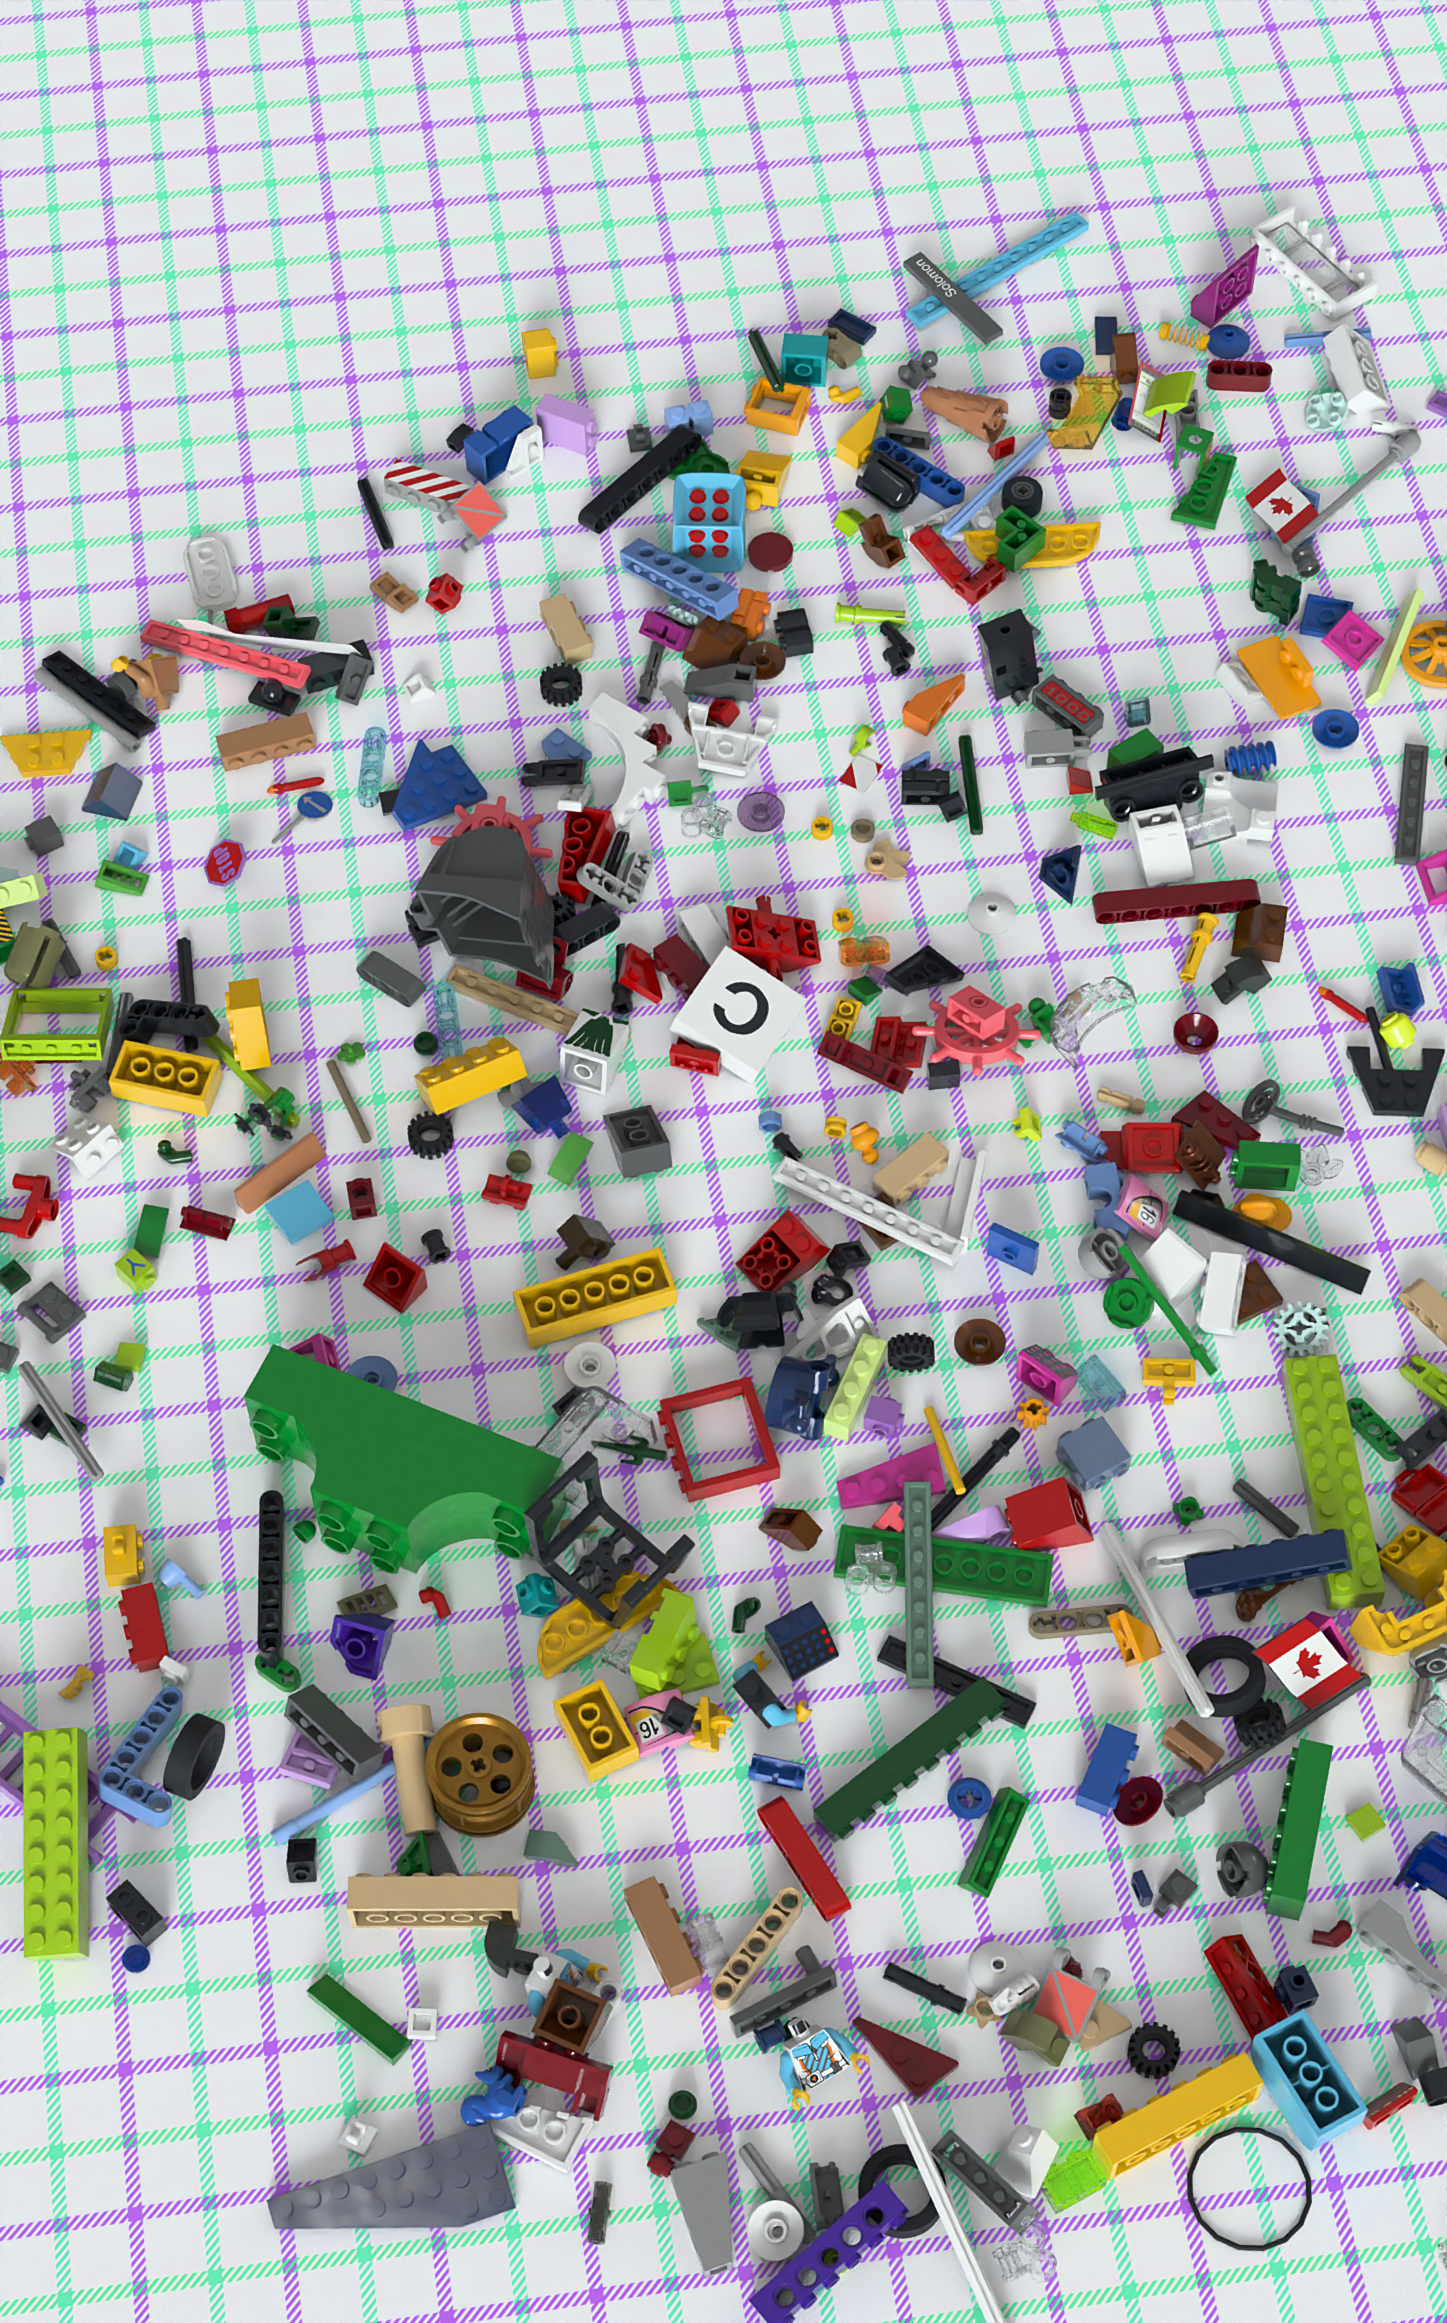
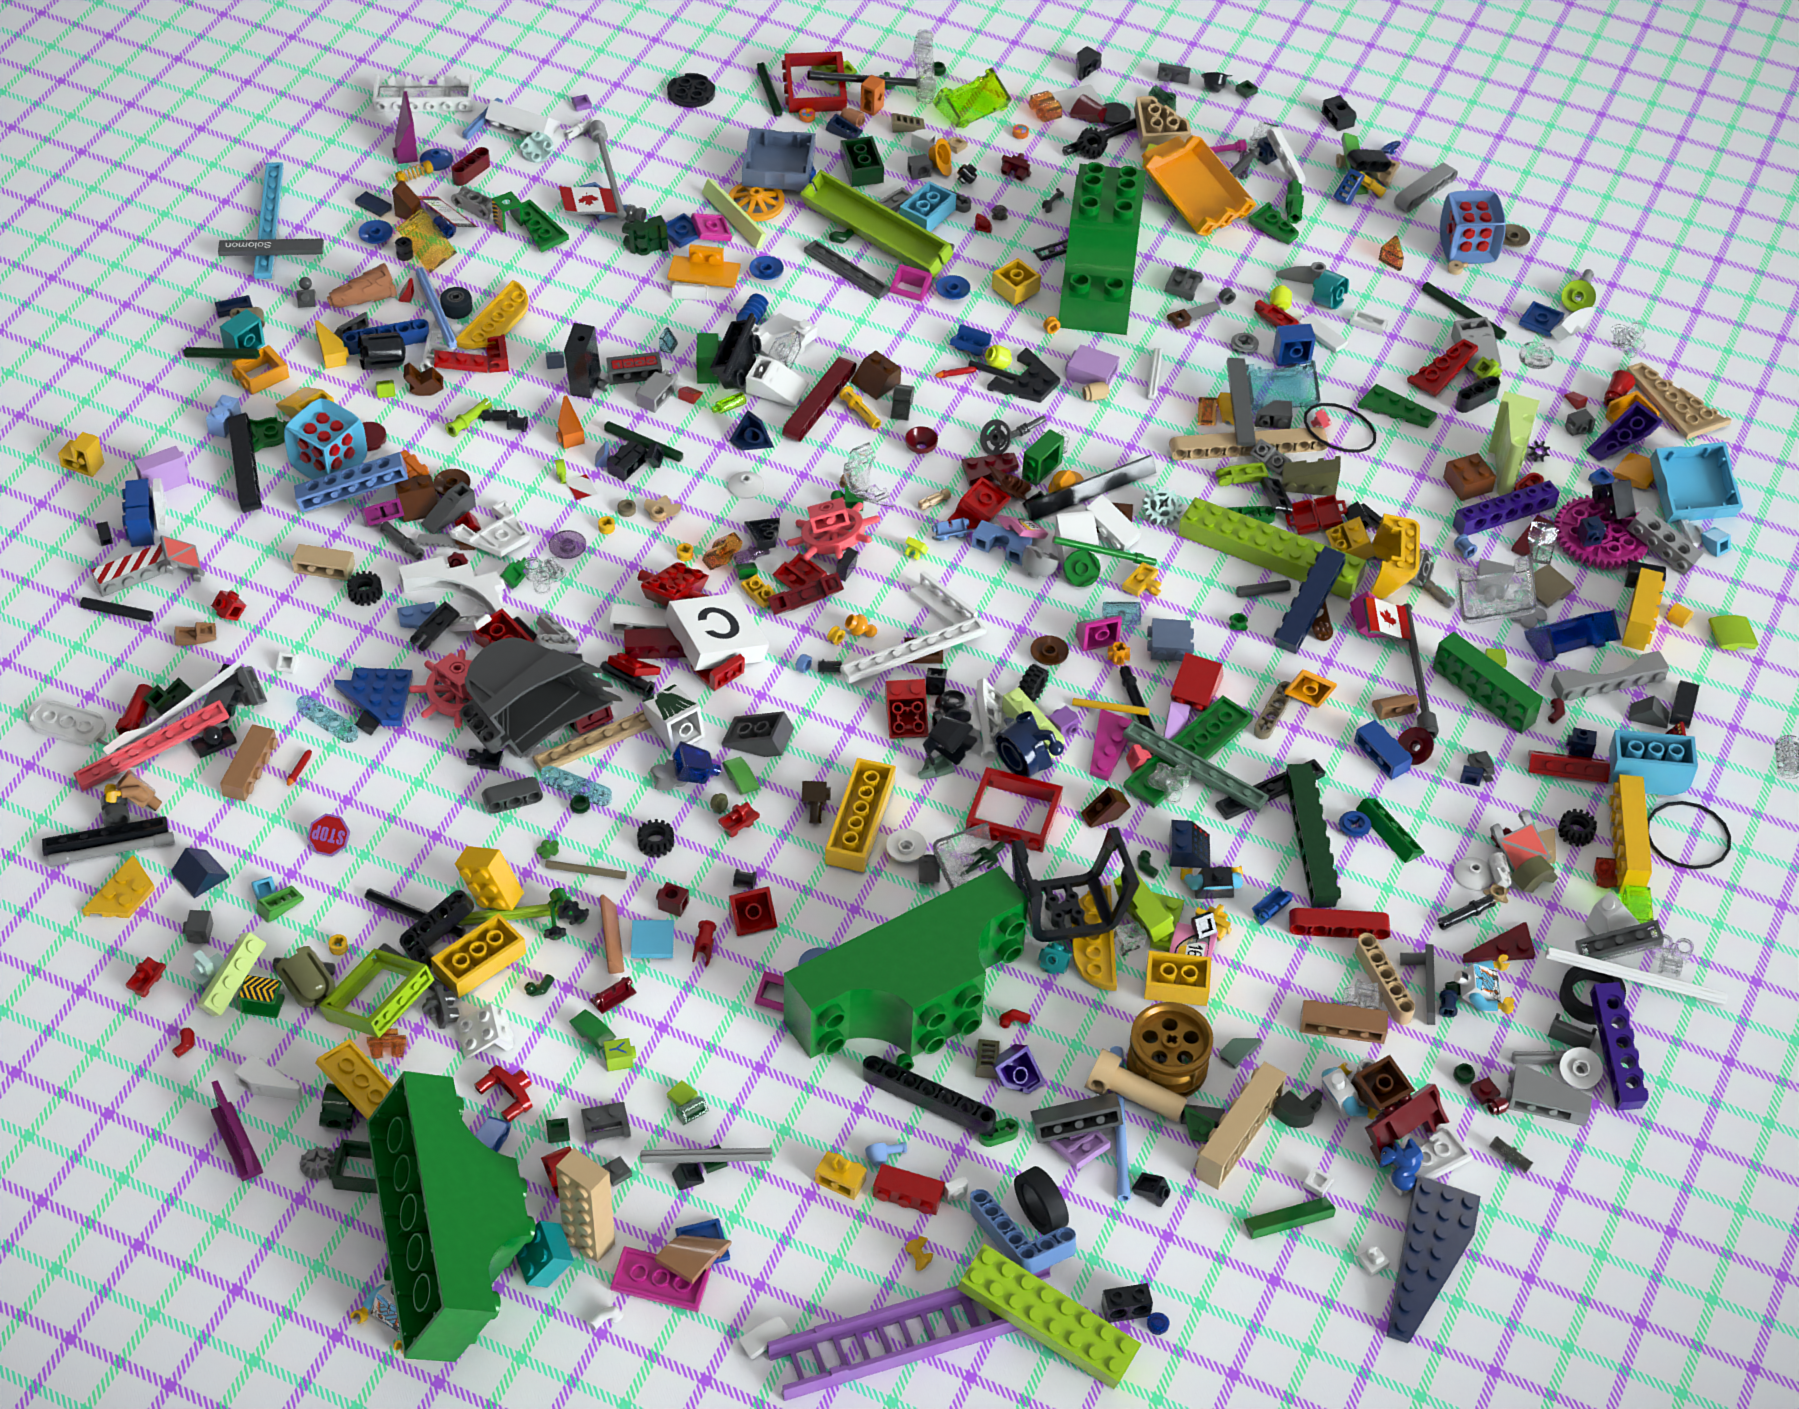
camera: 60 degrees left, 10 degrees down
(312, 806) = (325, 767): blue piece -> none
(470, 1075) = (635, 788): yellow brick -> none
(639, 438) = (207, 449): dark grey tile -> none
(683, 616) = (377, 498): light aqua gear -> none
(794, 632) = (445, 456): black brick -> none
(843, 397) = (286, 338): yellow arm -> none
(896, 404) = (323, 314): green brick -> none
(911, 1169) = (900, 615): tan brick -> none
(1013, 1248) = (1001, 596): blue plate -> none
(1019, 538) = (492, 312): green brick -> none
(1156, 1620) = (1292, 668): white axle -> none
(1169, 393) = (456, 195): lime slope -> none
(1175, 1548) = (1263, 636): white brick -> none
(1235, 1648) = (1365, 681): black tyre -> none
(1242, 1868) = (1492, 724): dark grey cylinder -> none
(1262, 1733) = (1408, 671): black tyre -> none

